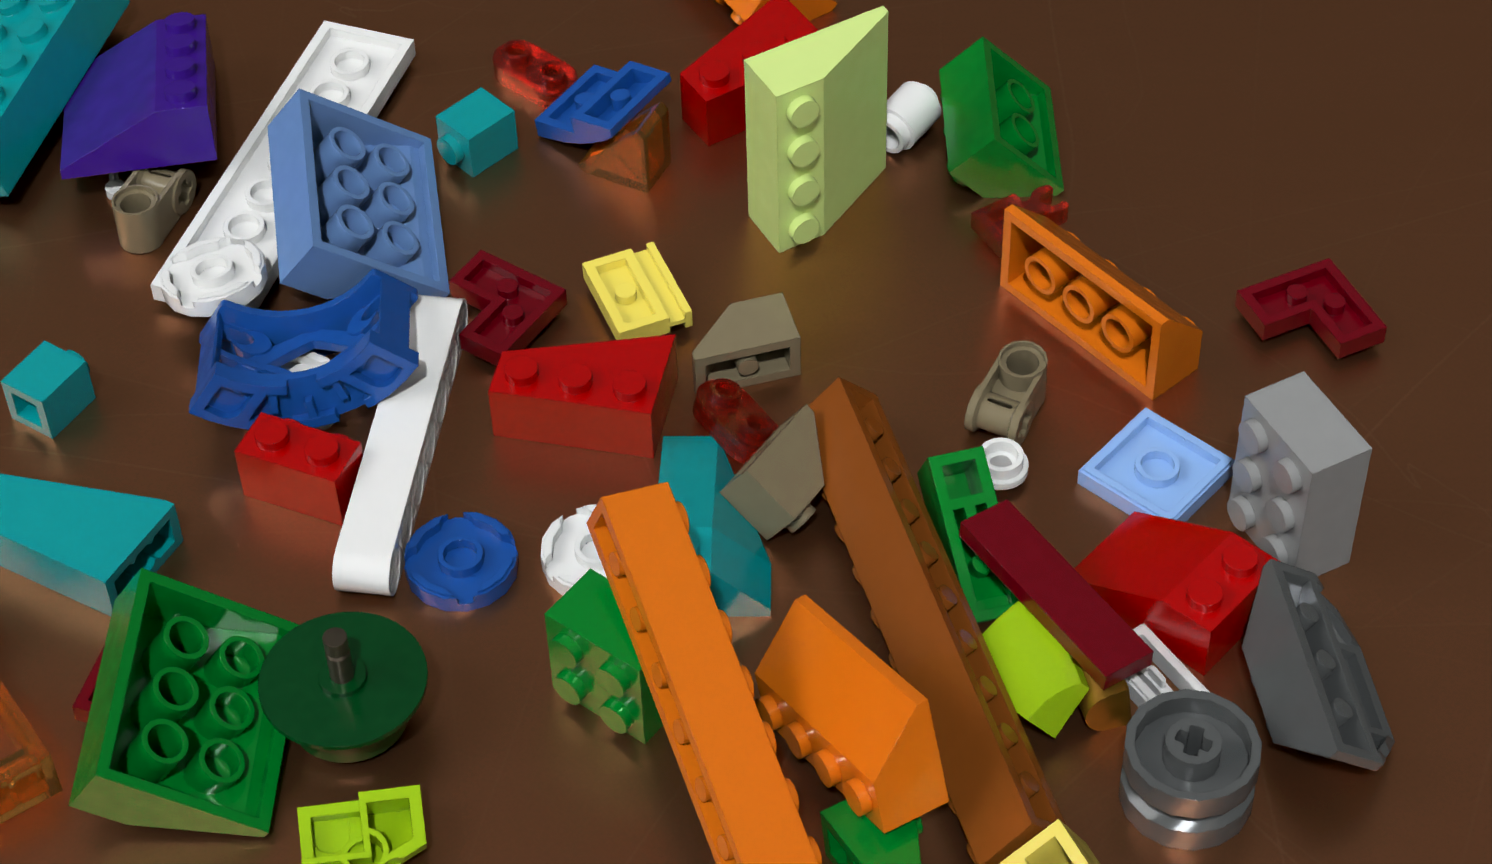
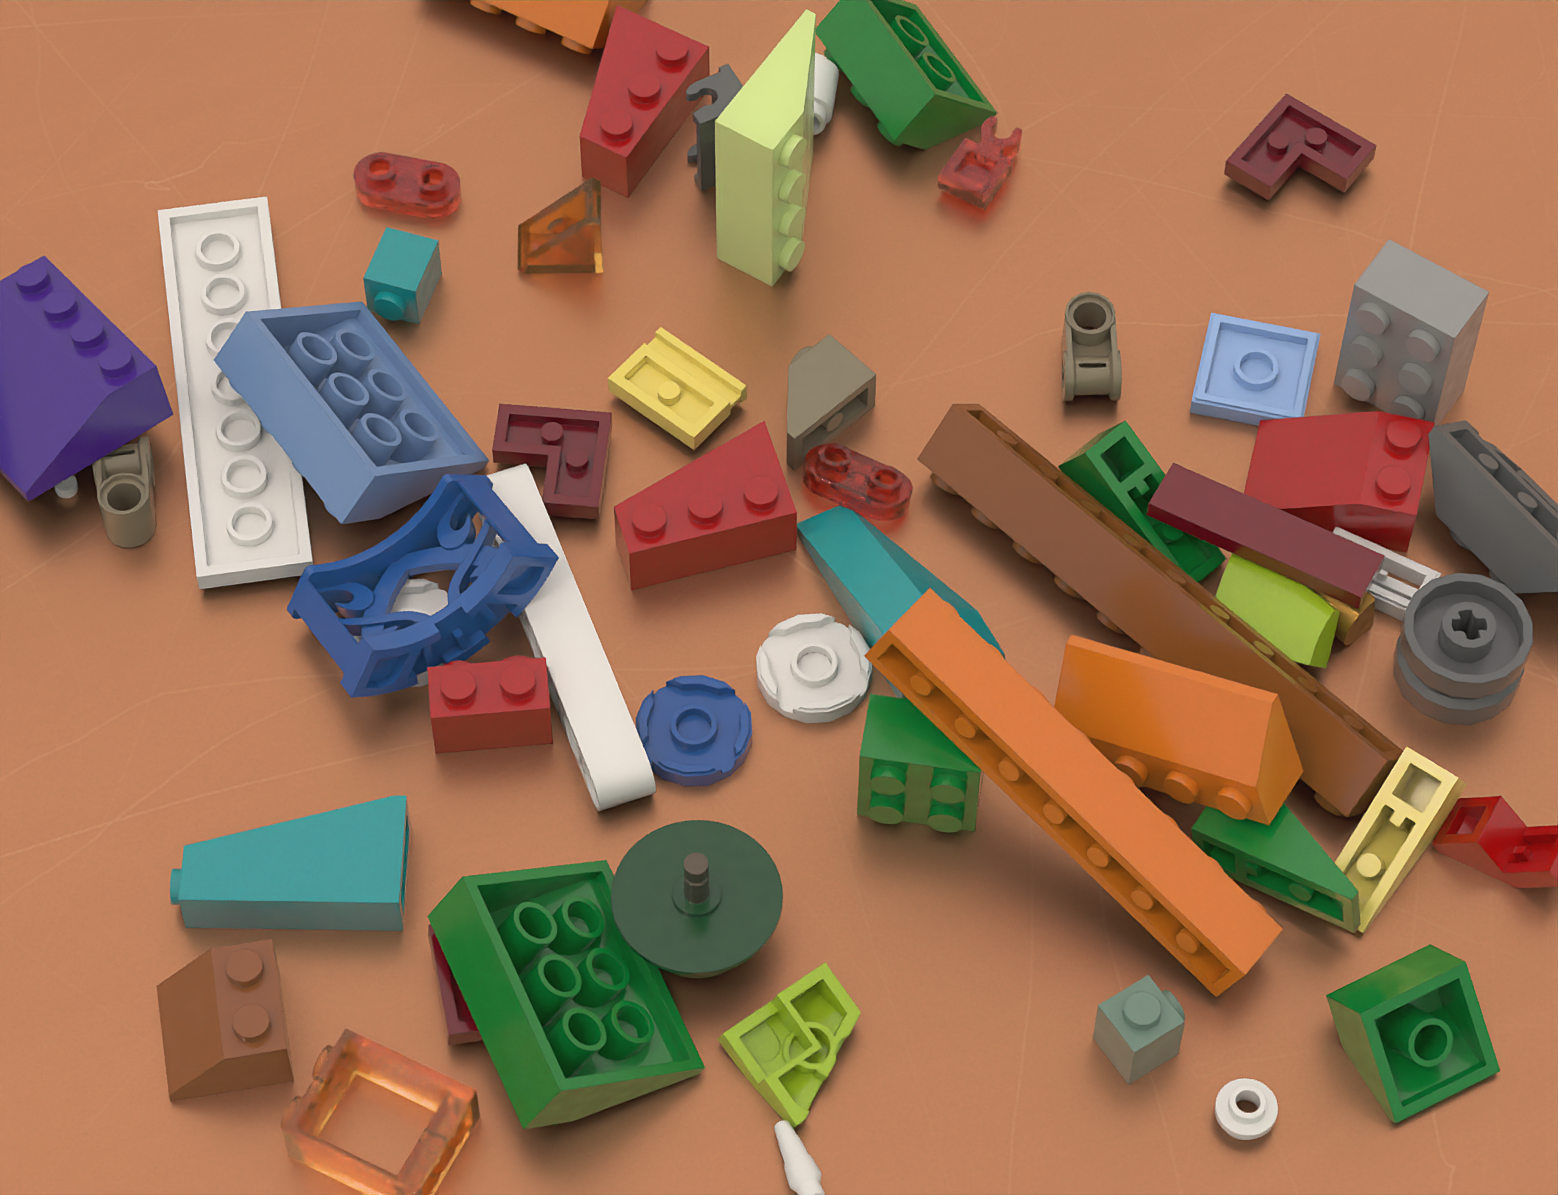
camera: 30 degrees left, 10 degrees up
(48, 389) = (175, 729): teal brick -> none
(212, 273) = (265, 544): white tile -> none
(601, 103) = (508, 195): blue slope -> none
(780, 478) = (943, 520): dark tan slope -> none
(1006, 463) = (1116, 411): white plate -> none
(1096, 304) = (1111, 226): orange slope -> none

